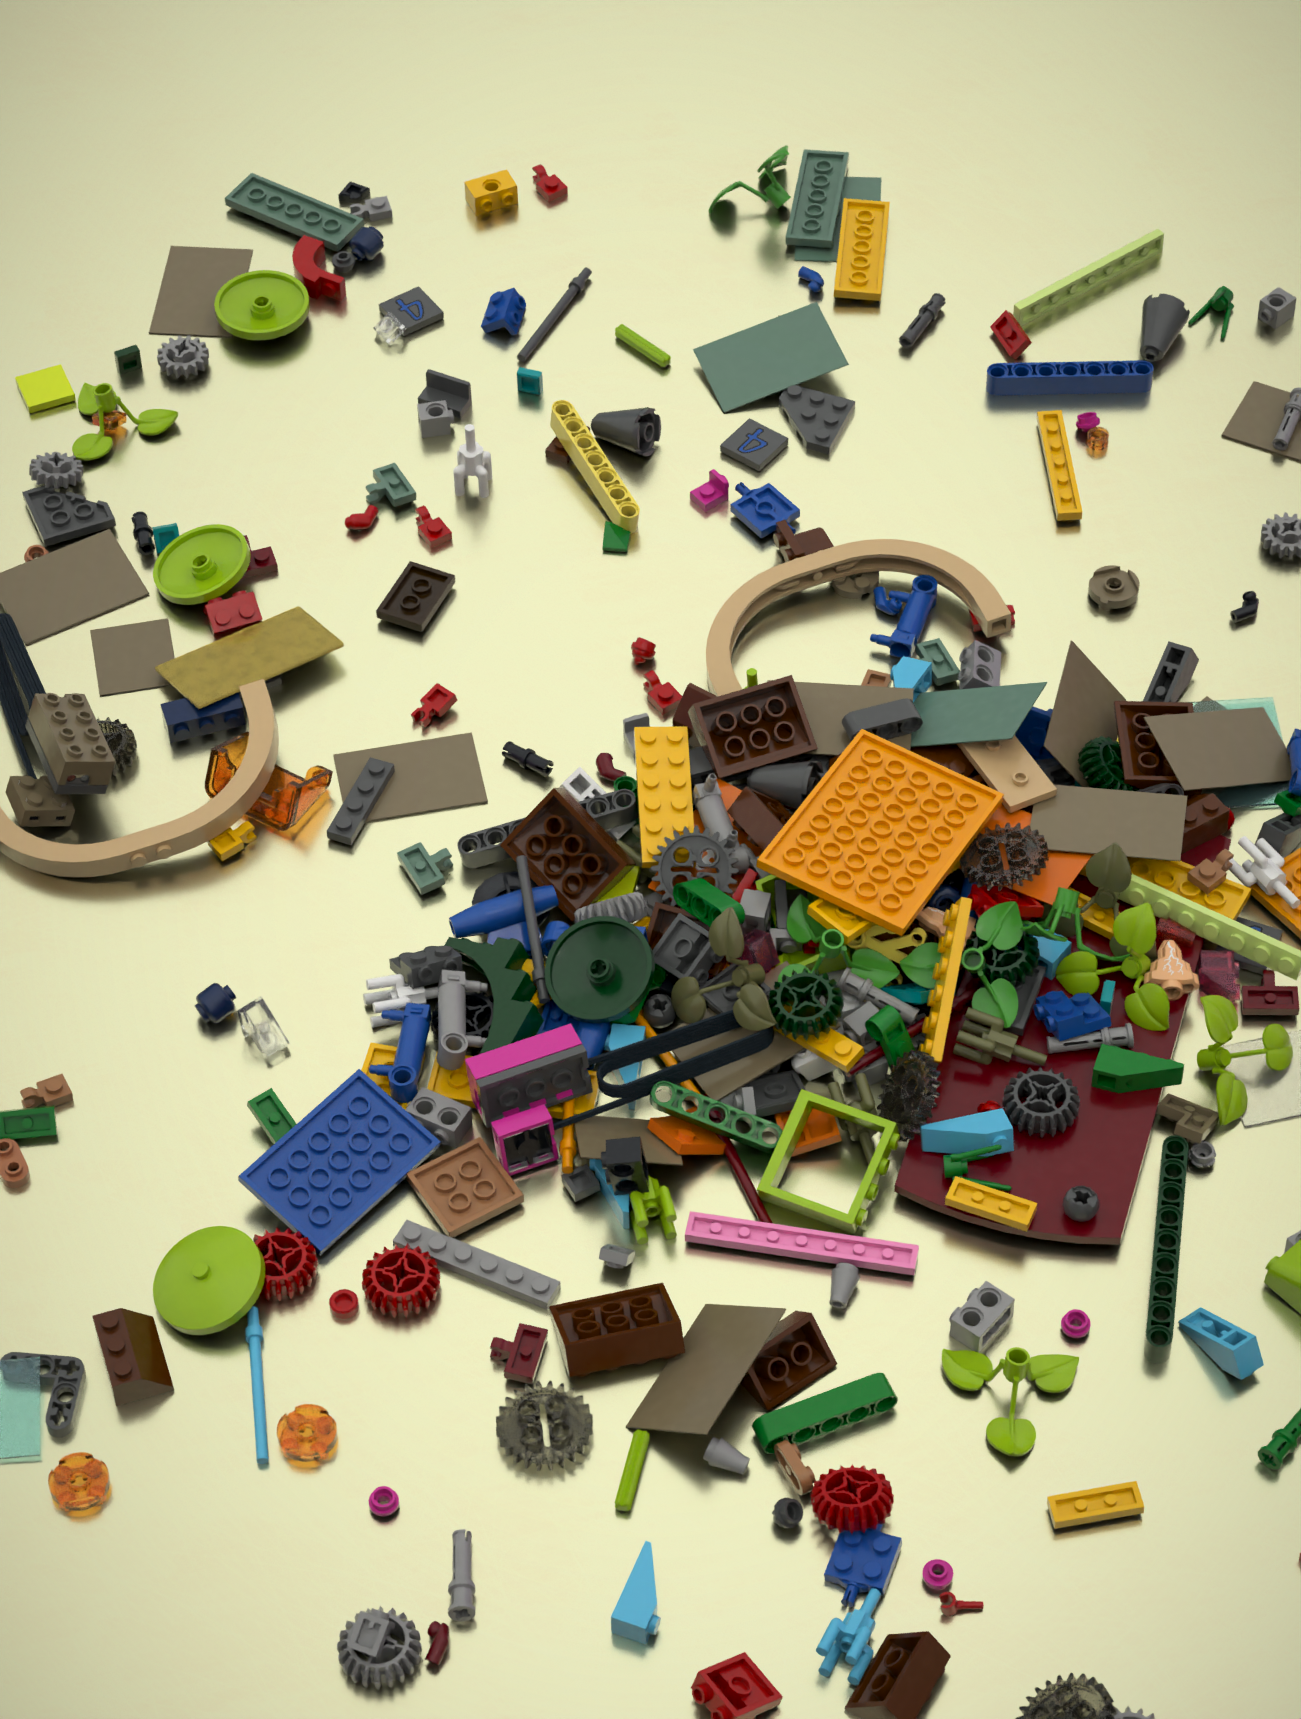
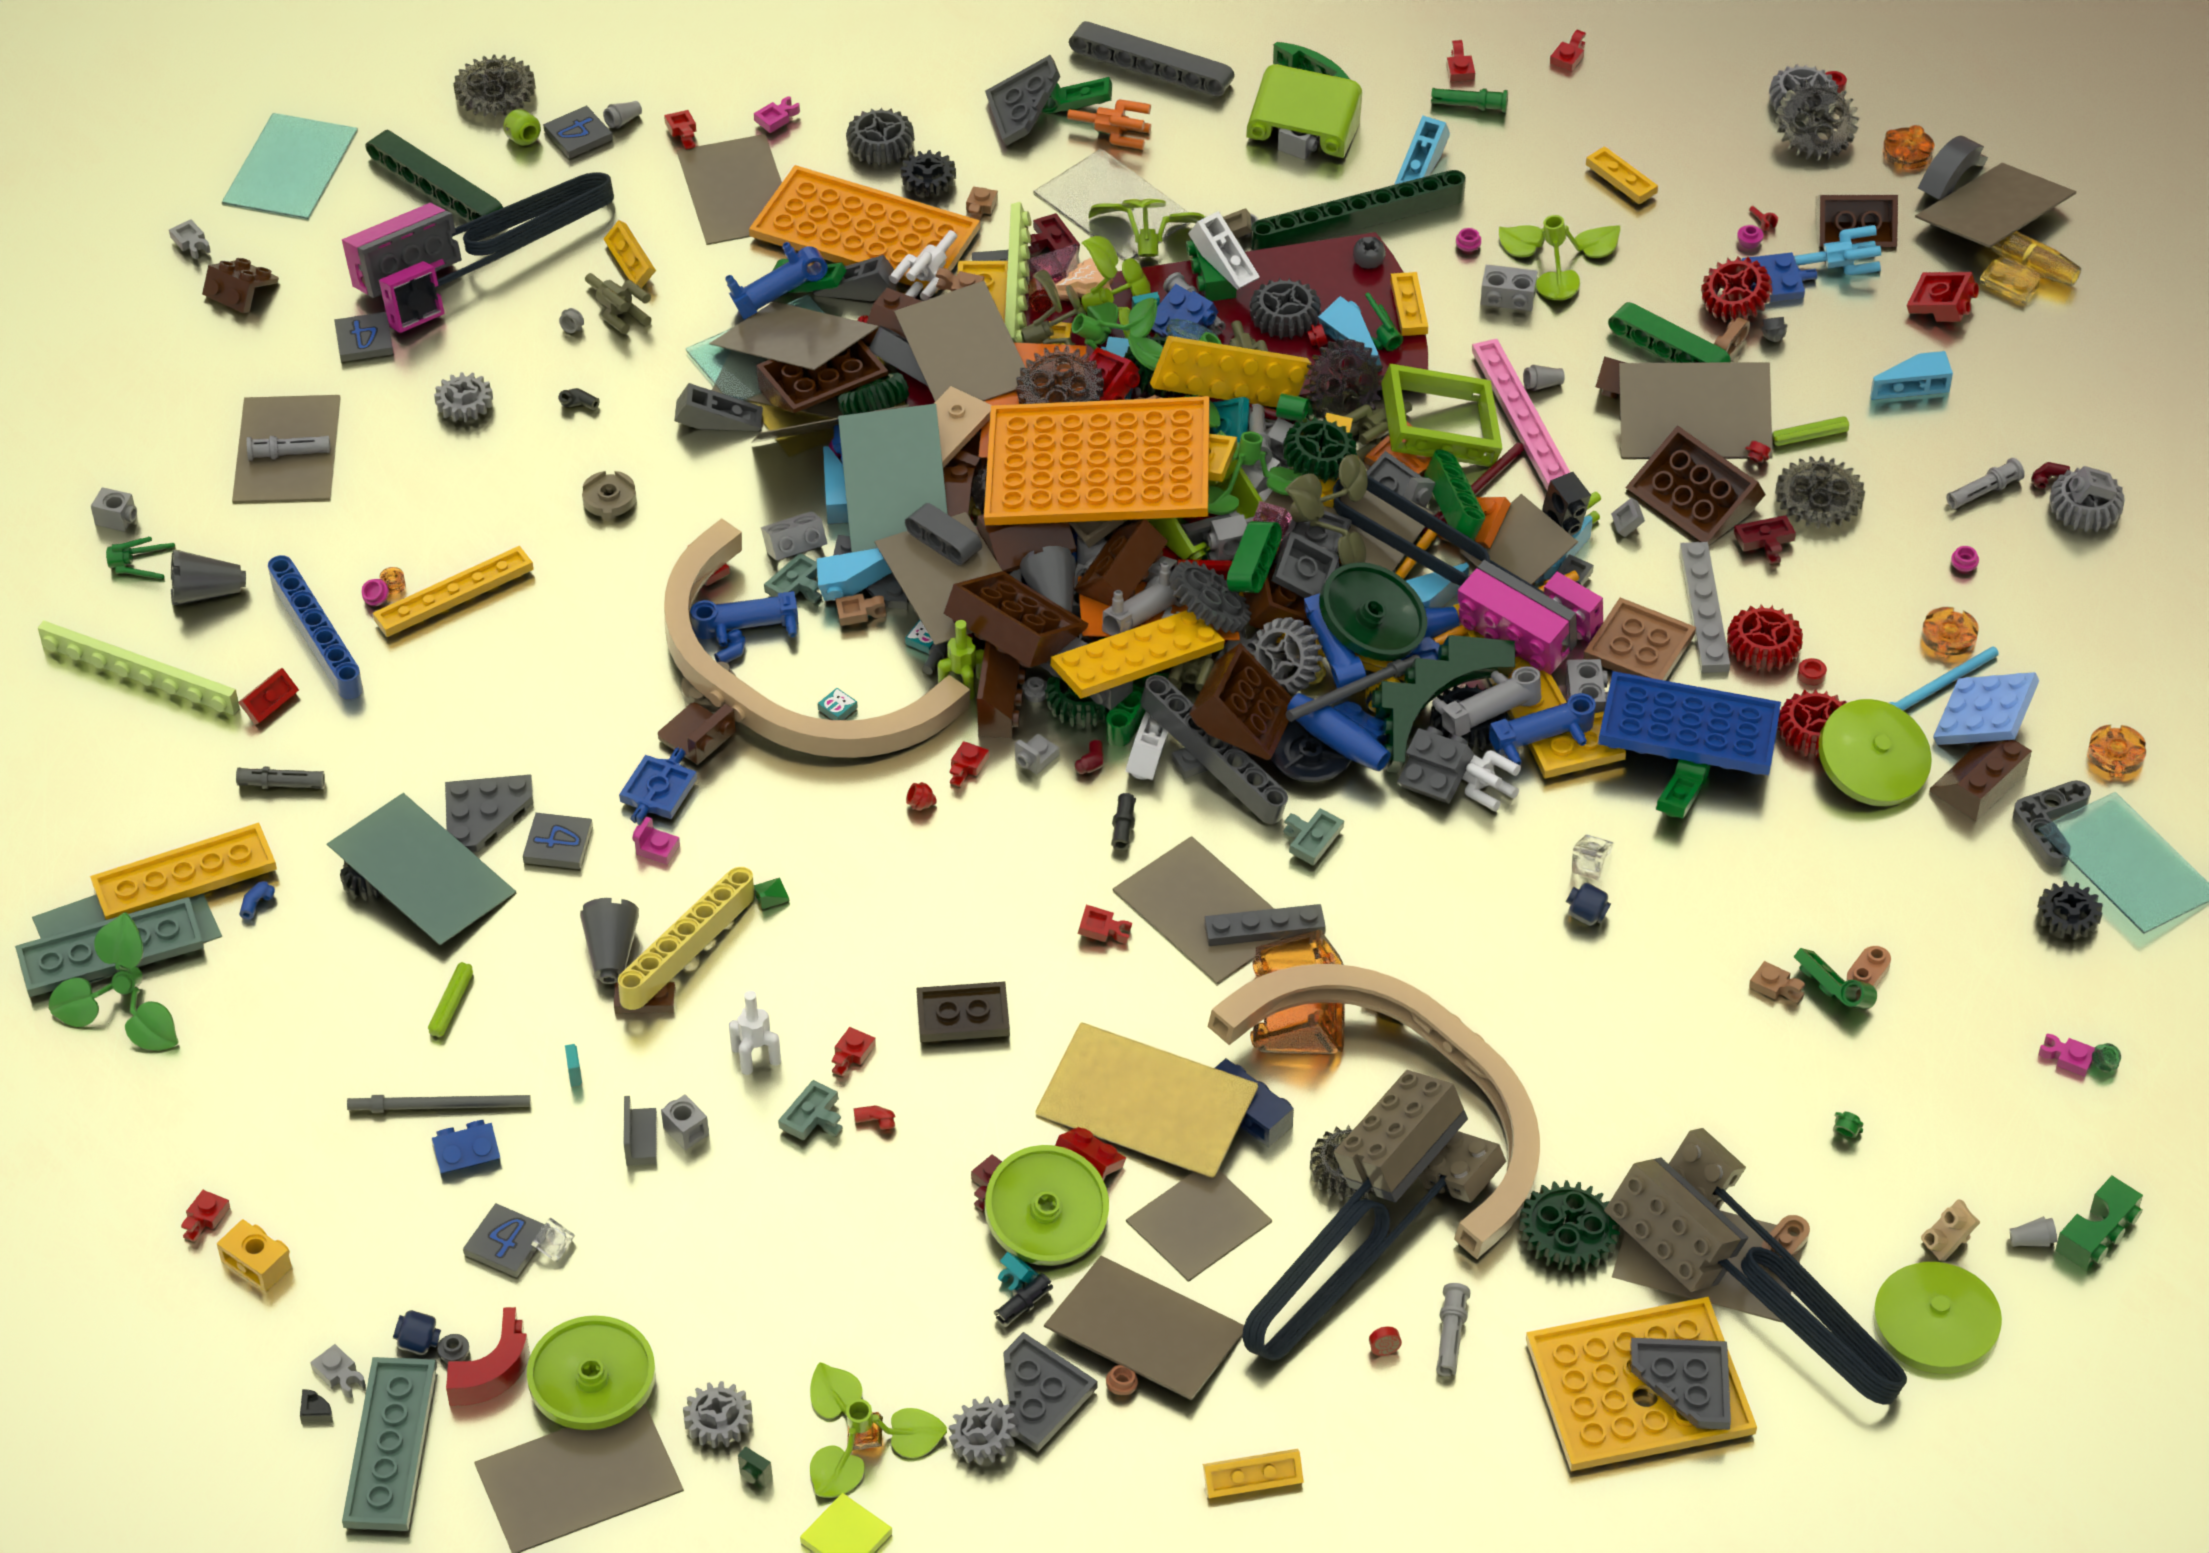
camera: 120 degrees left, 0 degrees up
(188, 1389) = (1986, 708): none -> light blue plate
(635, 1411) = (1758, 451): none -> red plate
(779, 642) = (837, 705): none -> tile
(1021, 985) = (1186, 329): none -> clear light blue tile
(1125, 1059) = (1222, 250): none -> white slope

